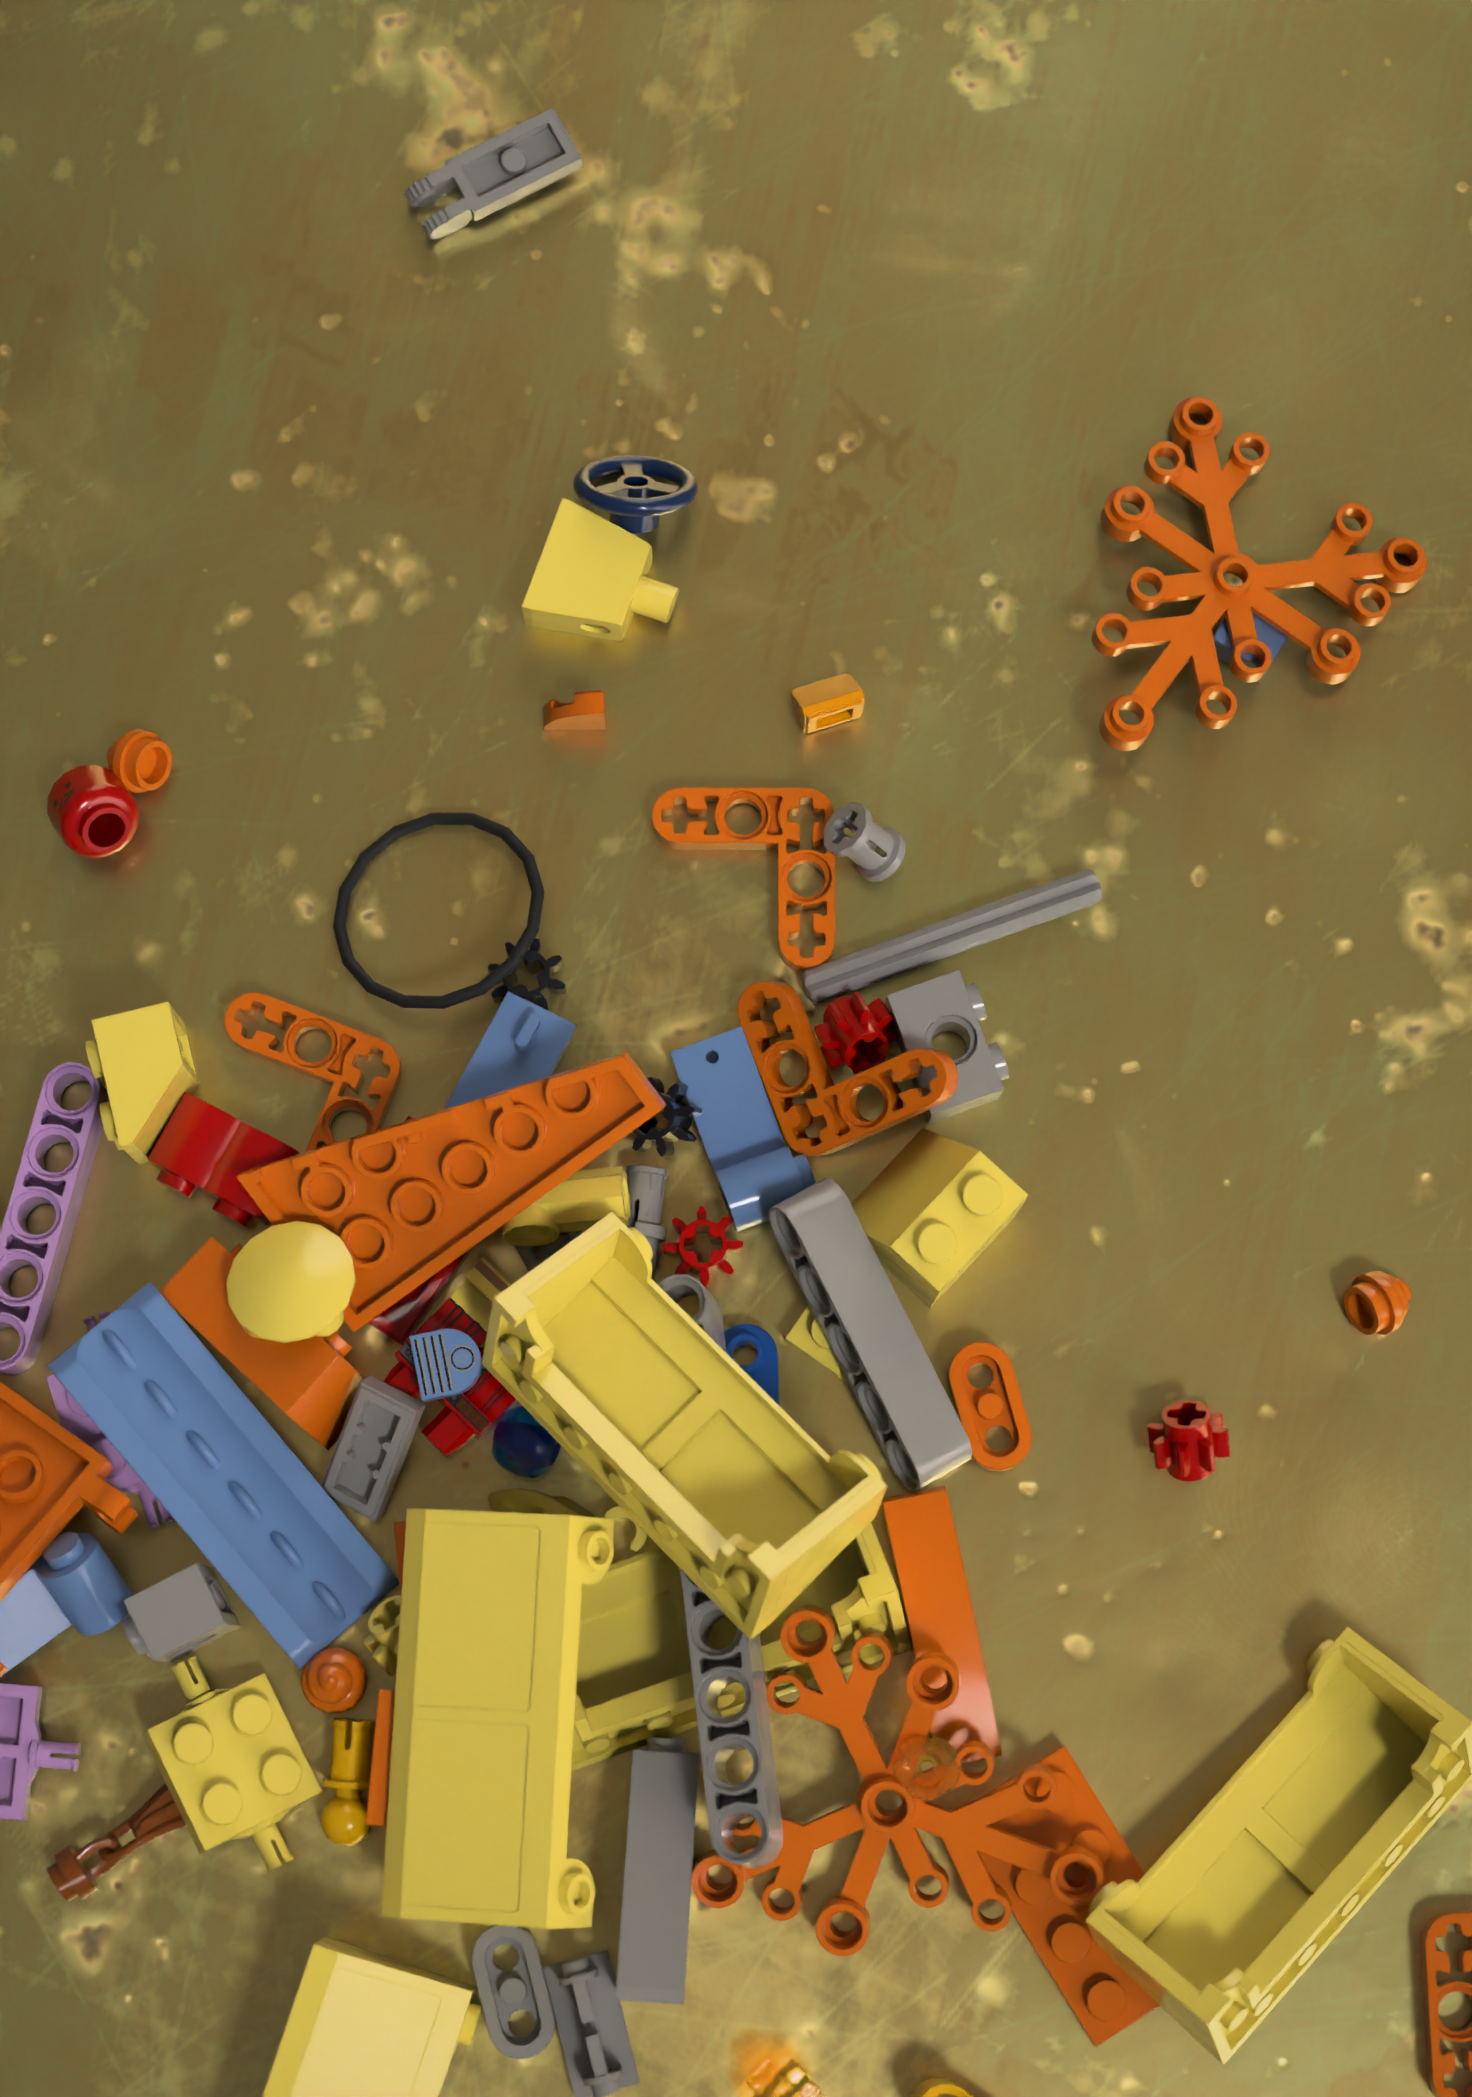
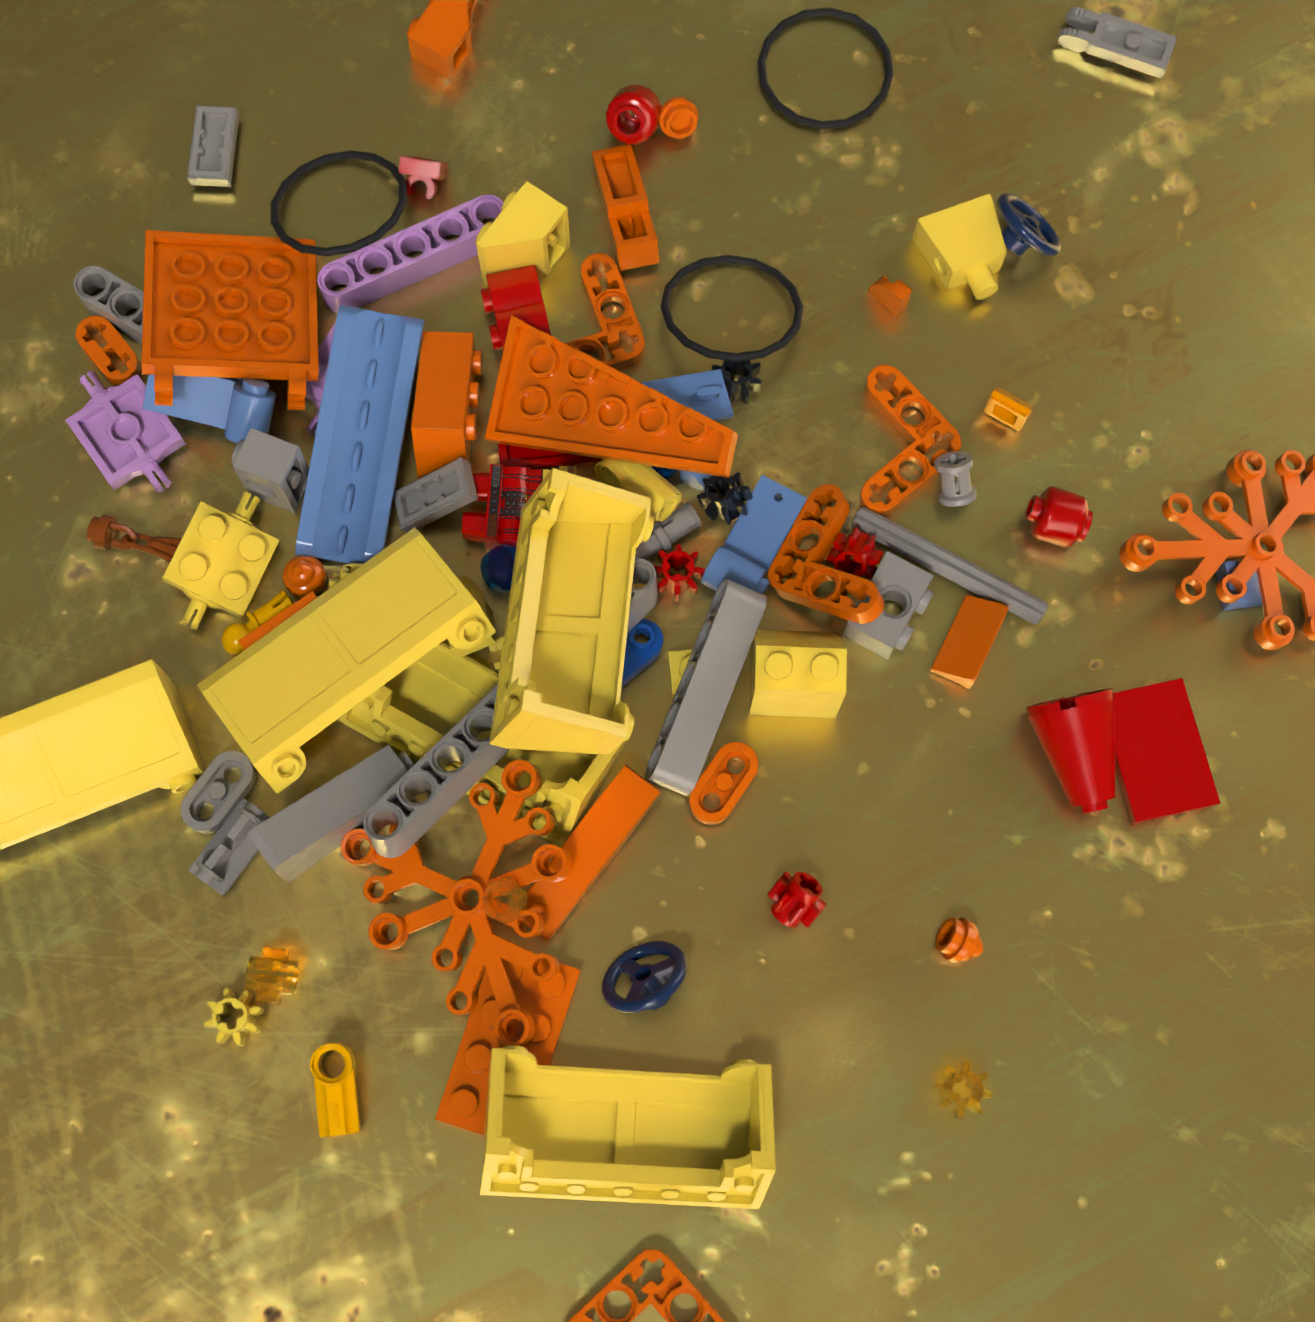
camera: 50 degrees right, 5 degrees down
(198, 920) = (625, 207): none -> orange slope
(207, 440) = (832, 123): none -> black piece
(291, 1282) = (480, 380): light yellow dish -> none
(445, 1363) = (505, 489): medium blue tile -> none
(1006, 768) = (1059, 517): none -> red head
(1058, 990) = (969, 640): none -> orange slope
(1150, 1683) = (651, 983): none -> dark blue piece
(1277, 980) = (1080, 745): none -> red cone
(1352, 900) = (1160, 753): none -> red tile

